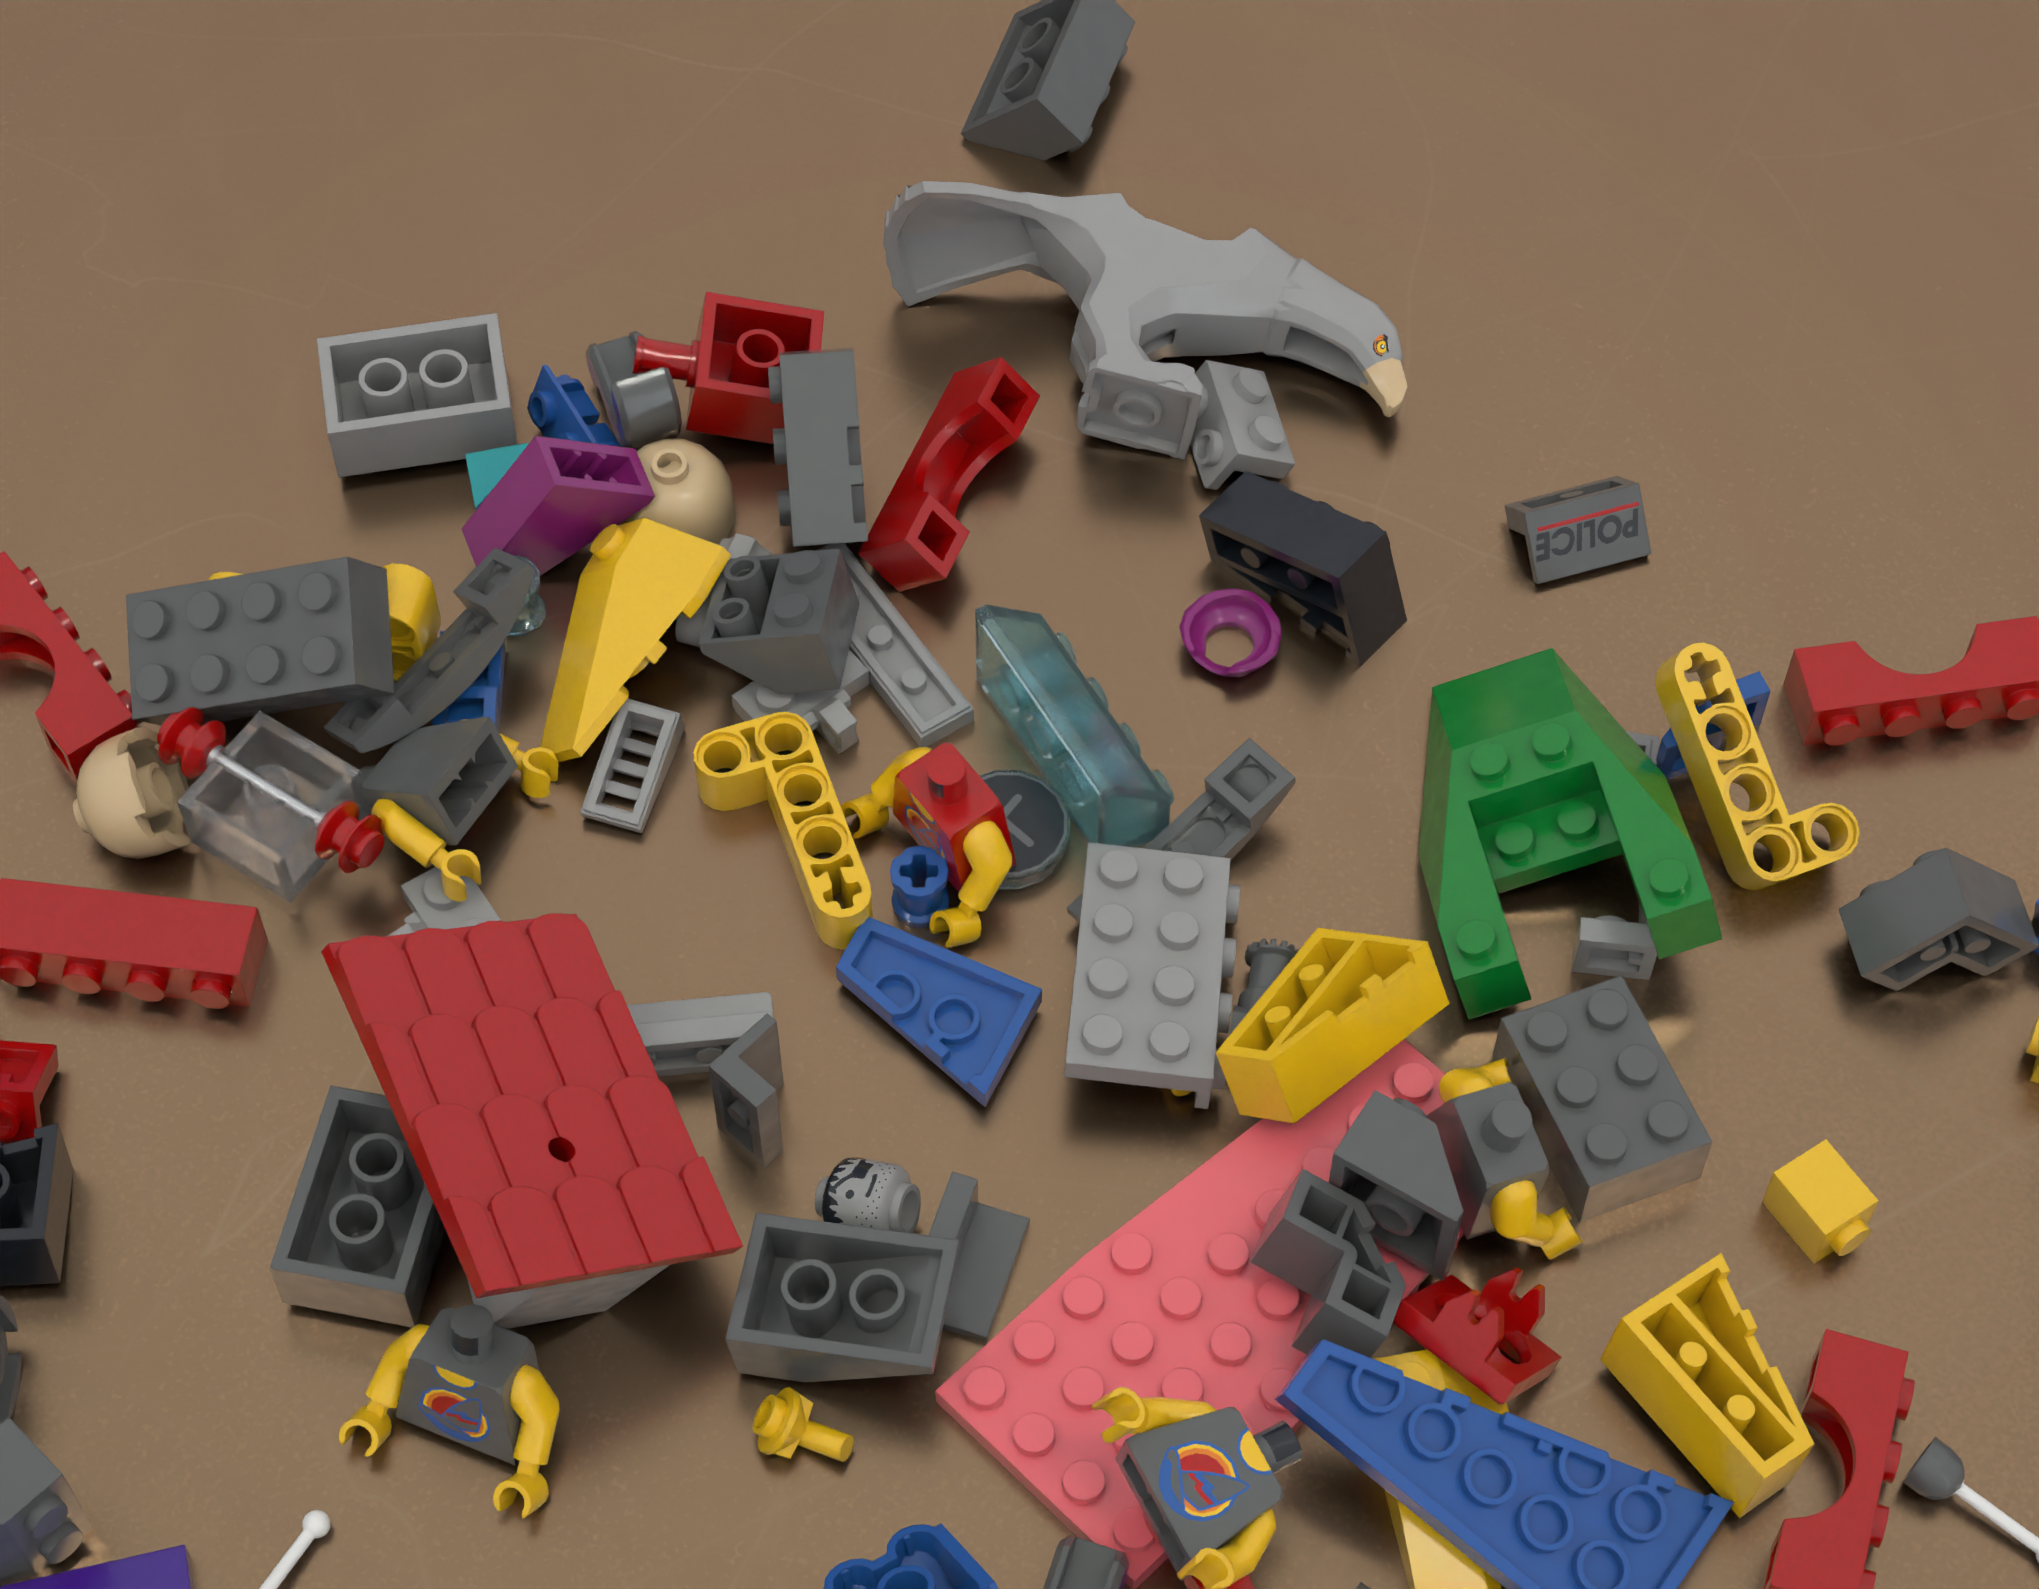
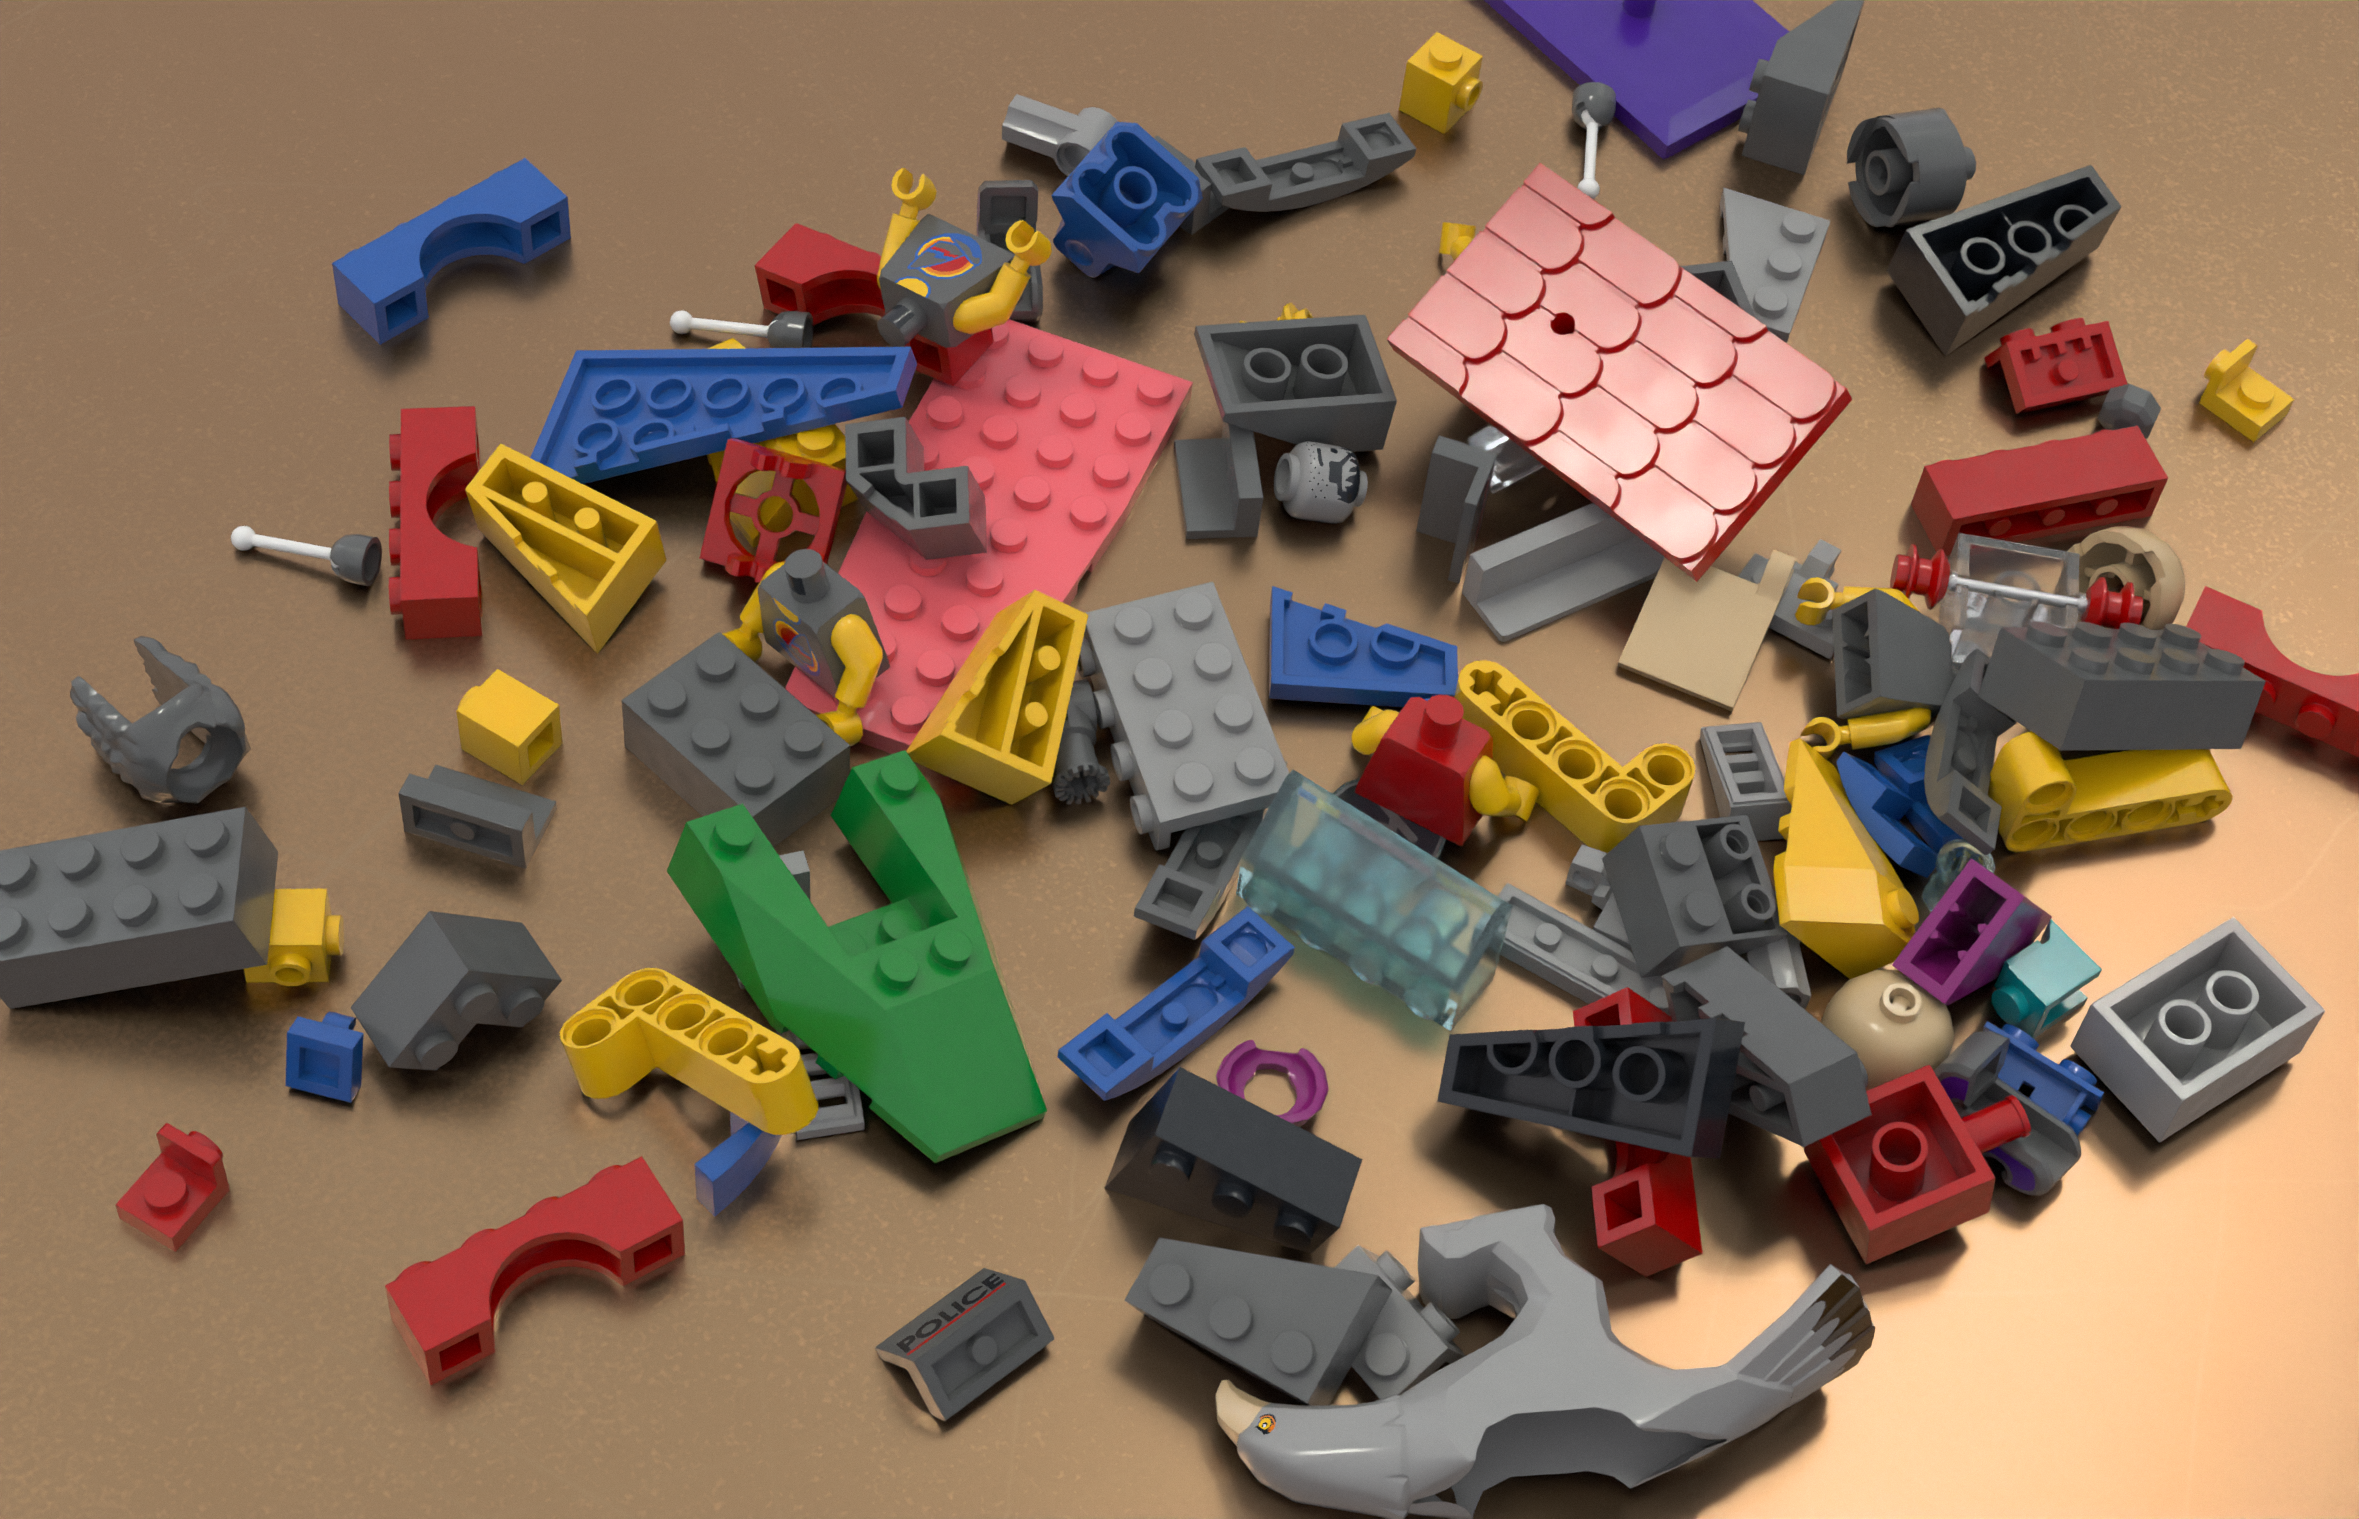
camera: 150 degrees right, 5 degrees down
(177, 1344) = (1772, 255): none -> light grey wing
(541, 670) = (1880, 809): none -> blue slope
(579, 884) = (1705, 631): none -> tan flag
(982, 470) = (1623, 1083): none -> black wedge
(1293, 721) = (1182, 1011): none -> blue slope
(1348, 424) = (1263, 1313): none -> dark grey wedge
(1404, 1178) = (886, 549): dark grey slope -> none
(1874, 1128) = (475, 815): none -> dark grey panel

